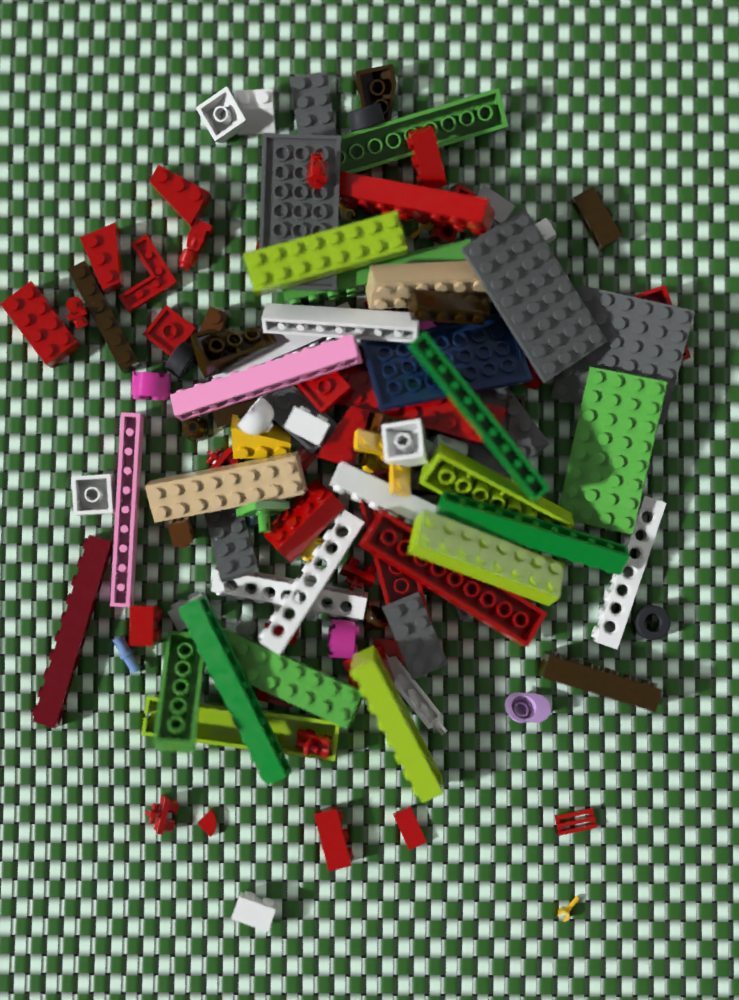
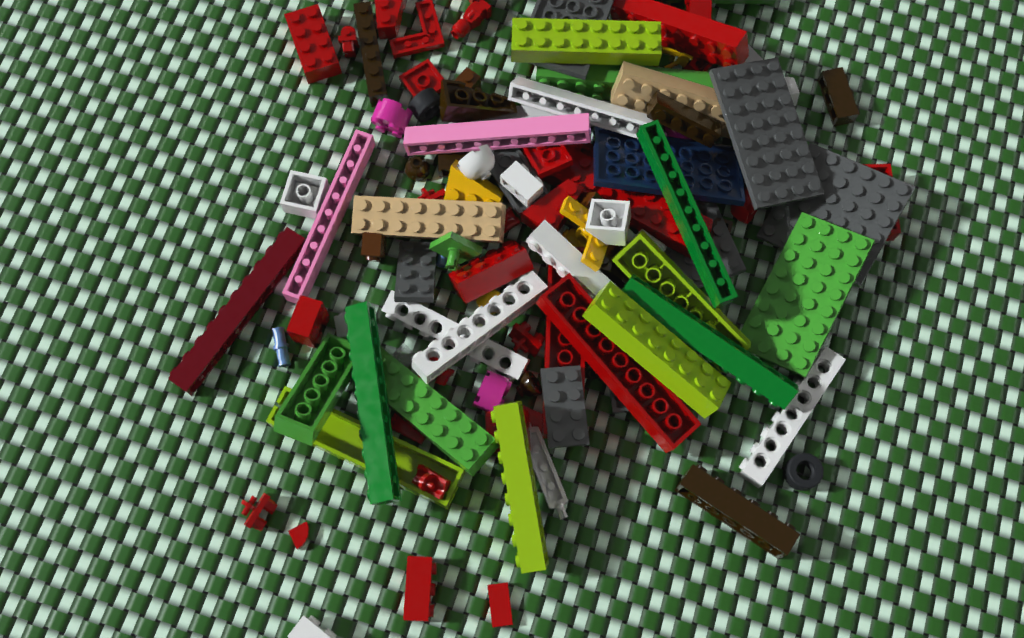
camera: 20 degrees right, 15 degrees down
(527, 707) = (655, 516): lavender piece -> none

